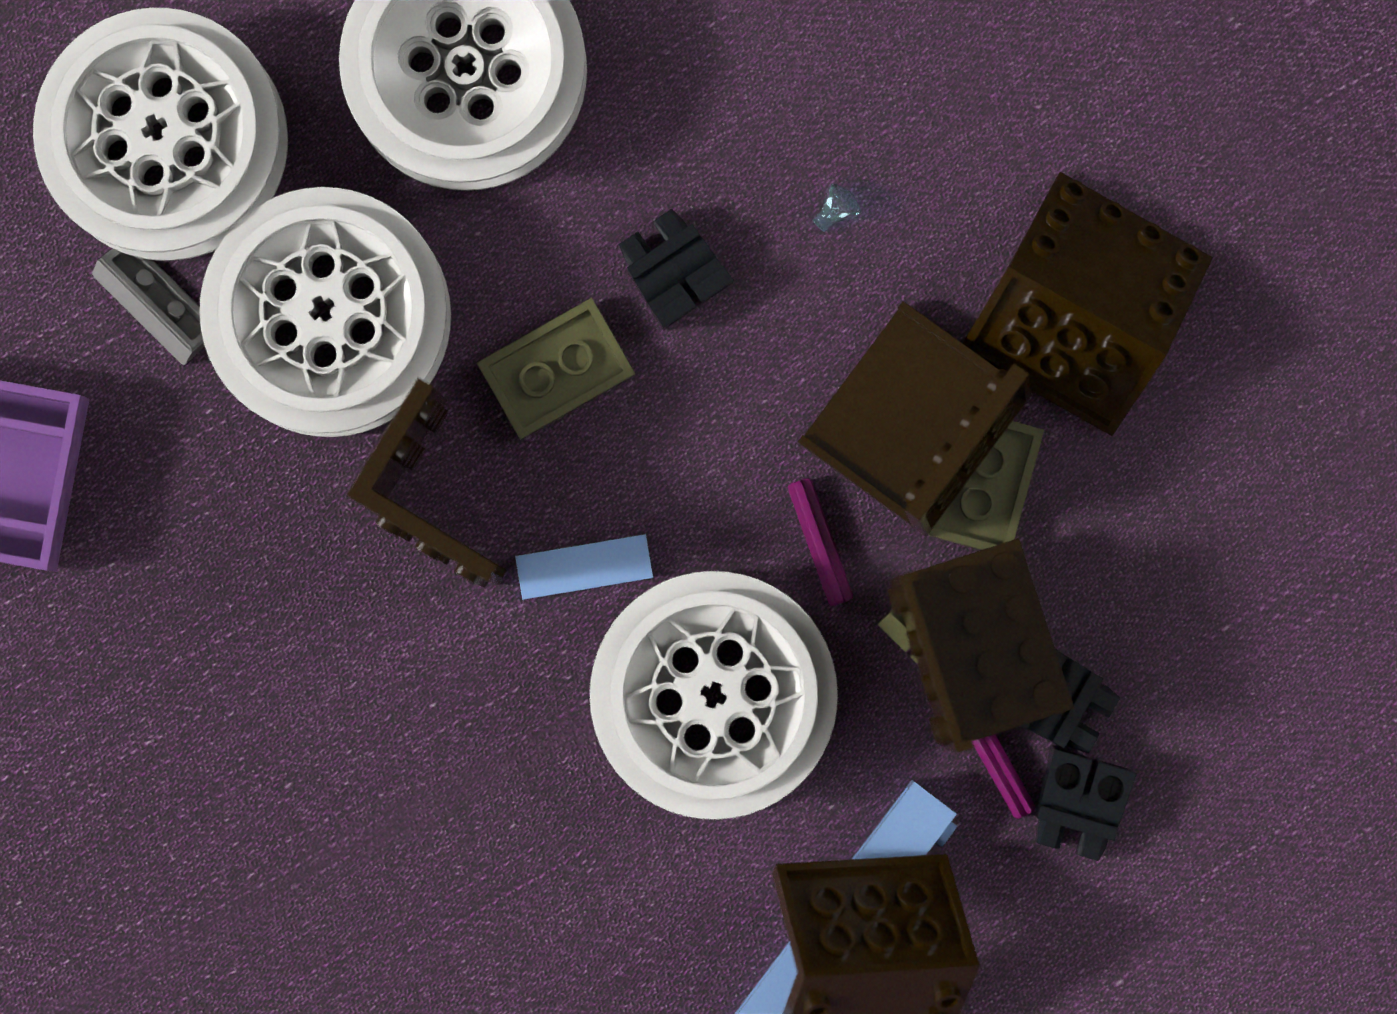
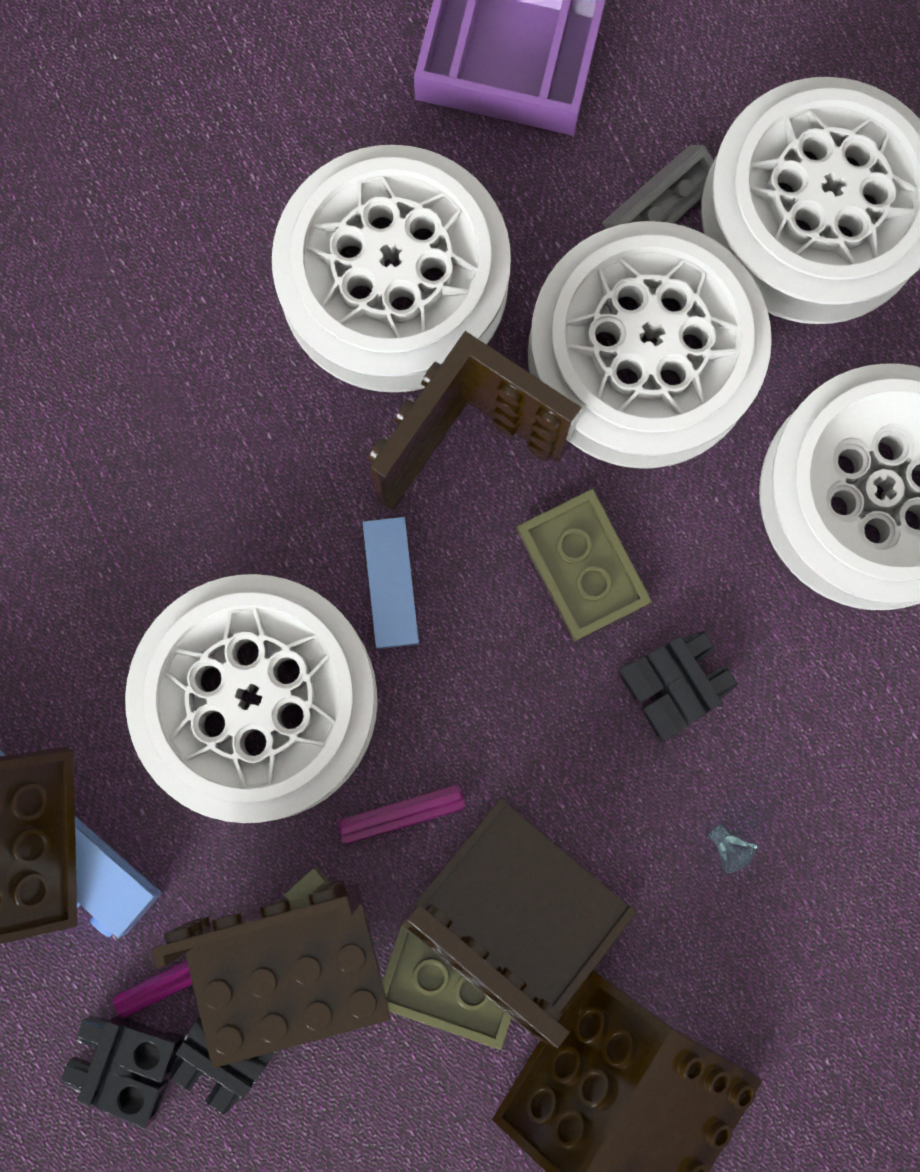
camera: 90 degrees right, 5 degrees down
(334, 600) = (368, 338): none -> white wheel

